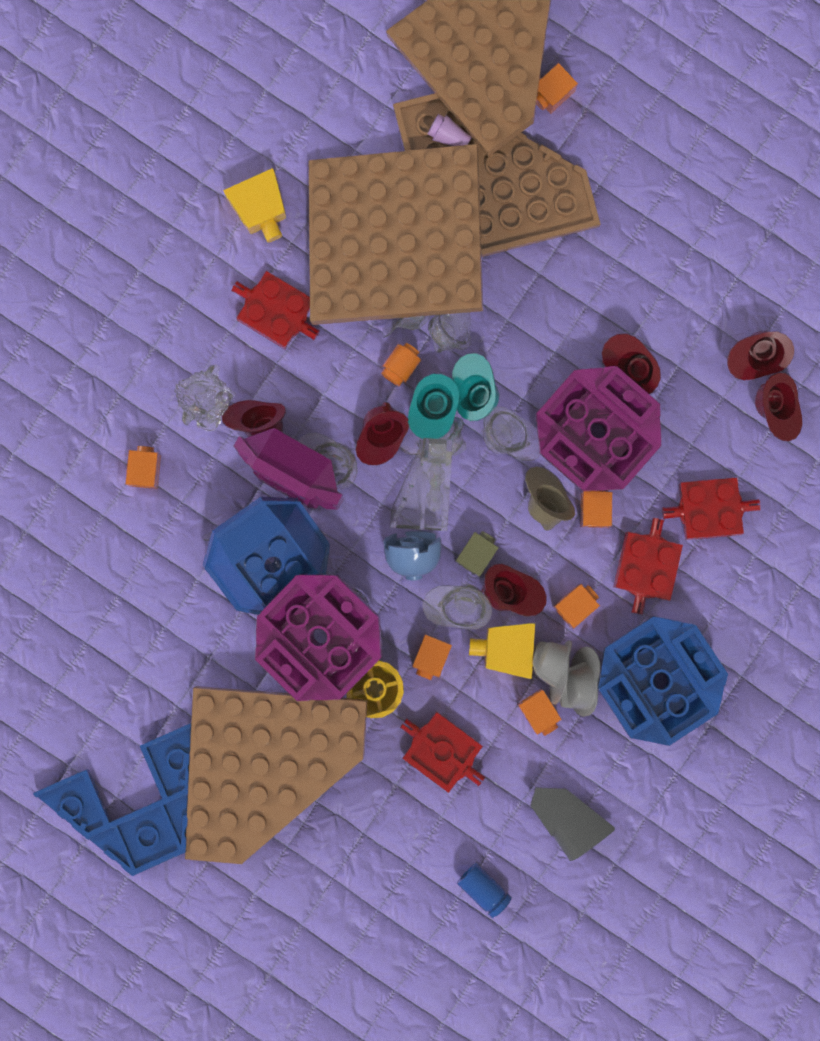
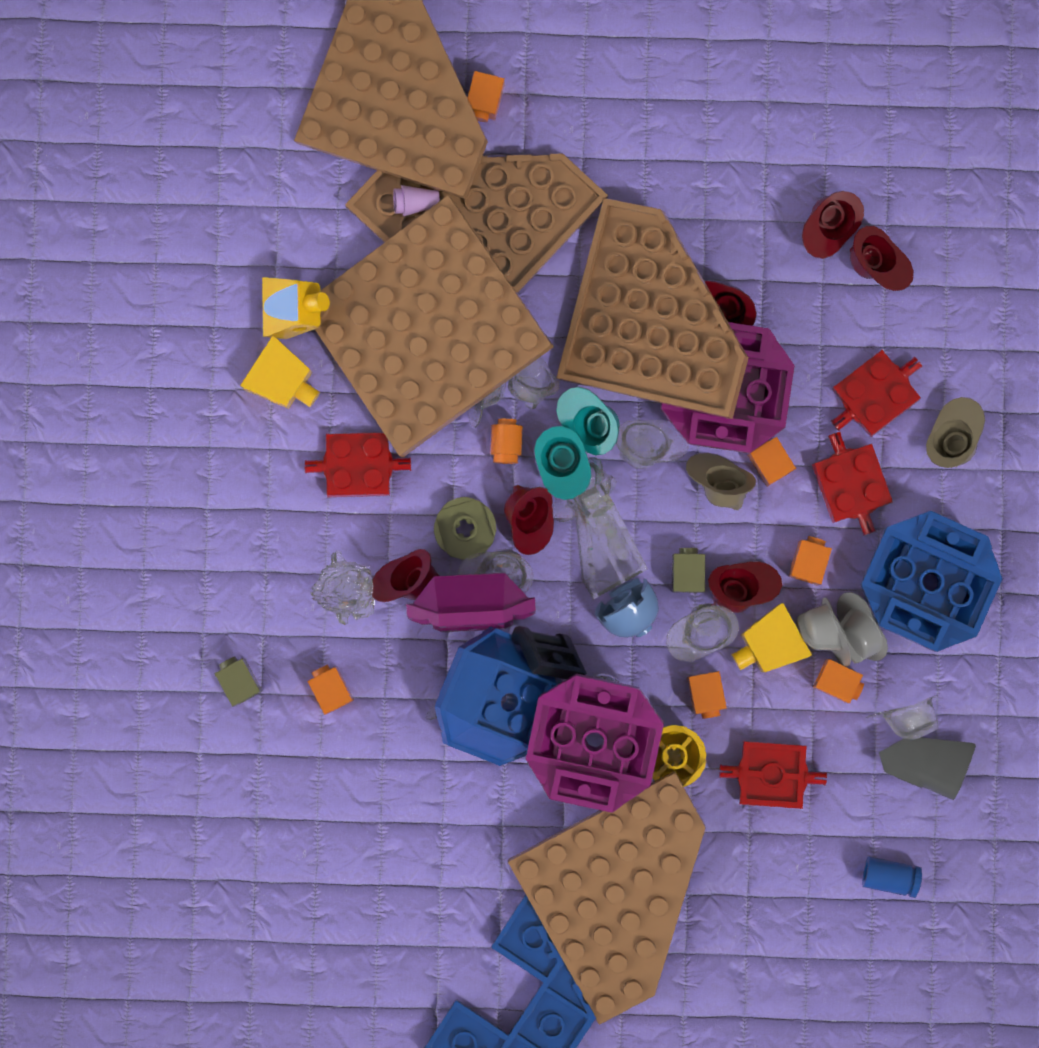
camera: 25 degrees left, 0 degrees up
(77, 416) = (237, 680): none -> olive brick
(301, 155) = (291, 307): none -> yellow torso
(328, 547) = (548, 653): none -> black plate
(340, 402) = (449, 519): none -> olive plate
(572, 339) = (649, 319): none -> medium nougat plate
(576, 779) = (911, 721): none -> clear piece
(753, 578) = (956, 433): none -> dark tan piece

